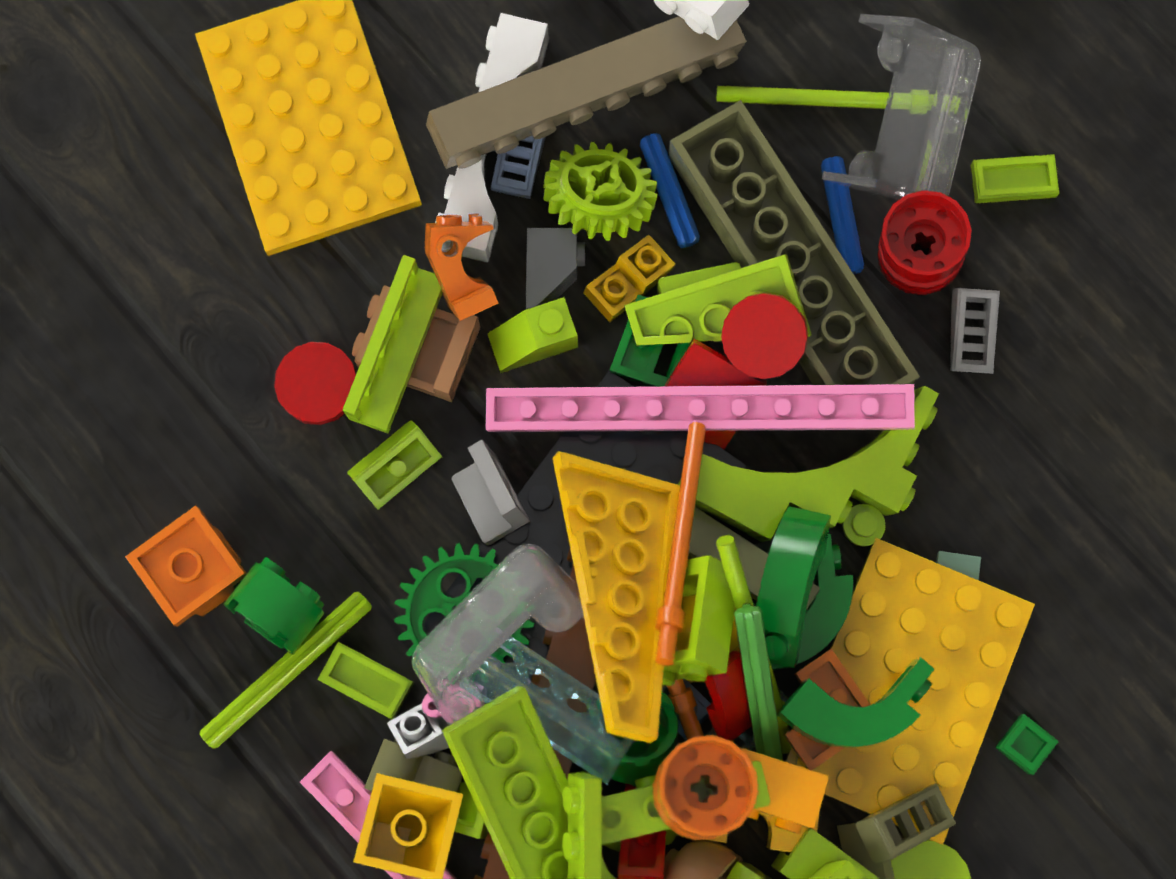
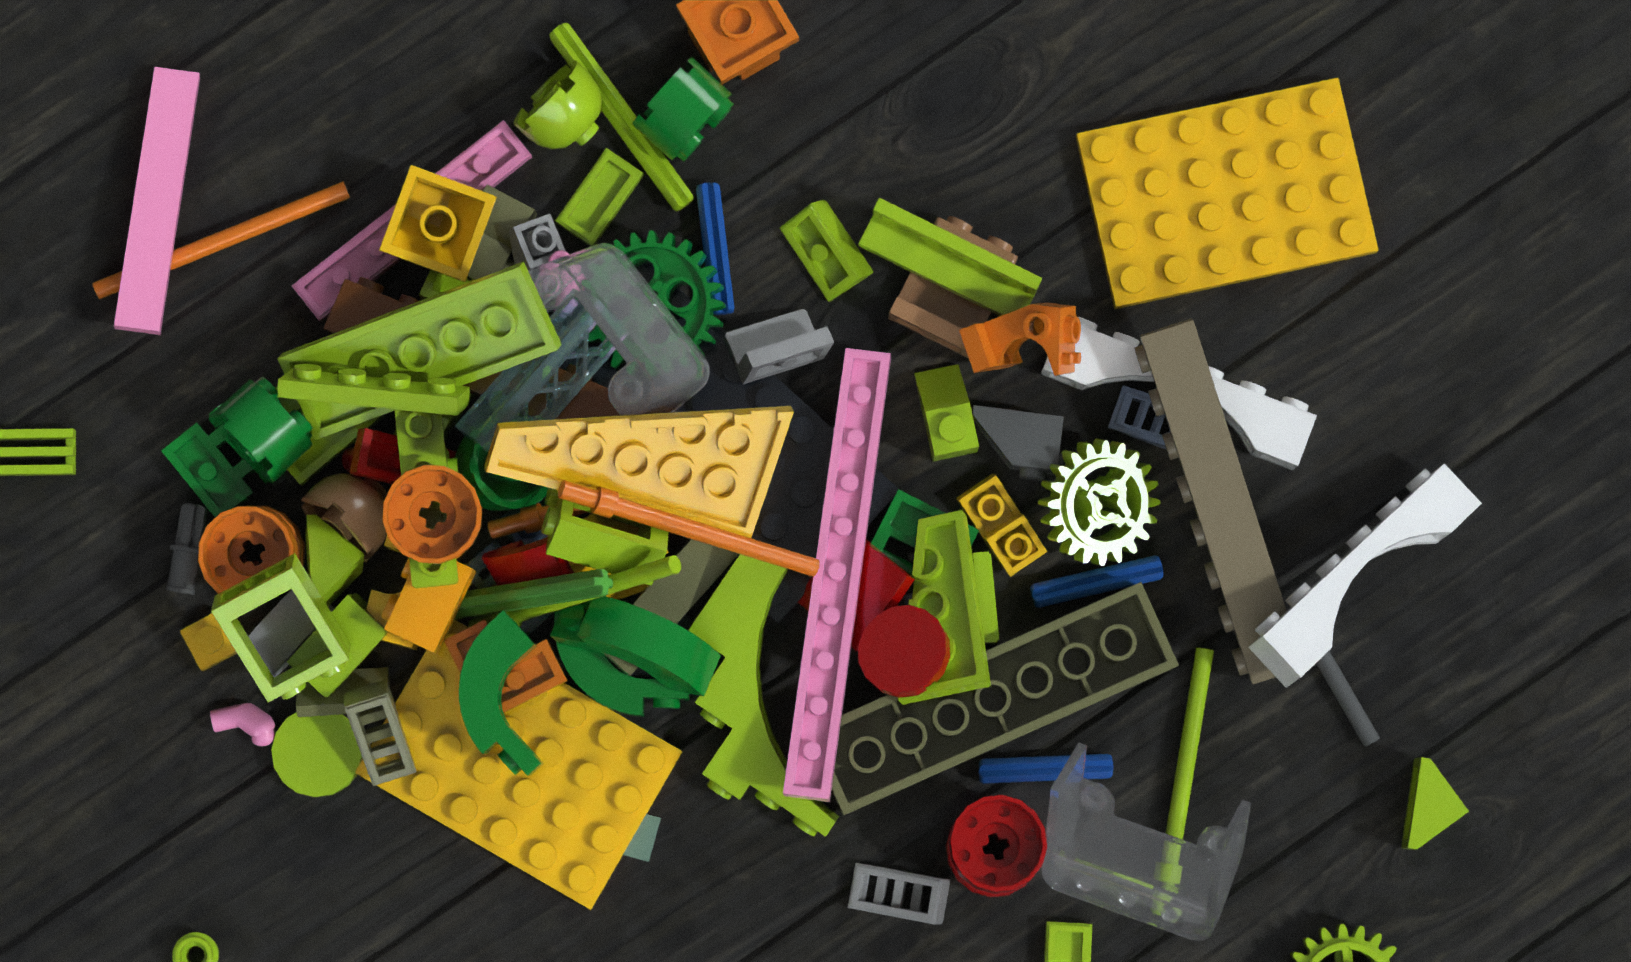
camera: 90 degrees right, 5 degrees up
(284, 724) = (563, 109): none -> lime cylinder
(314, 382) = (925, 174): red tile -> none
(391, 567) = (715, 241): none -> blue axle
(864, 525) = (697, 740): lime plate -> none
(1027, 744) = (445, 879): green tile -> none

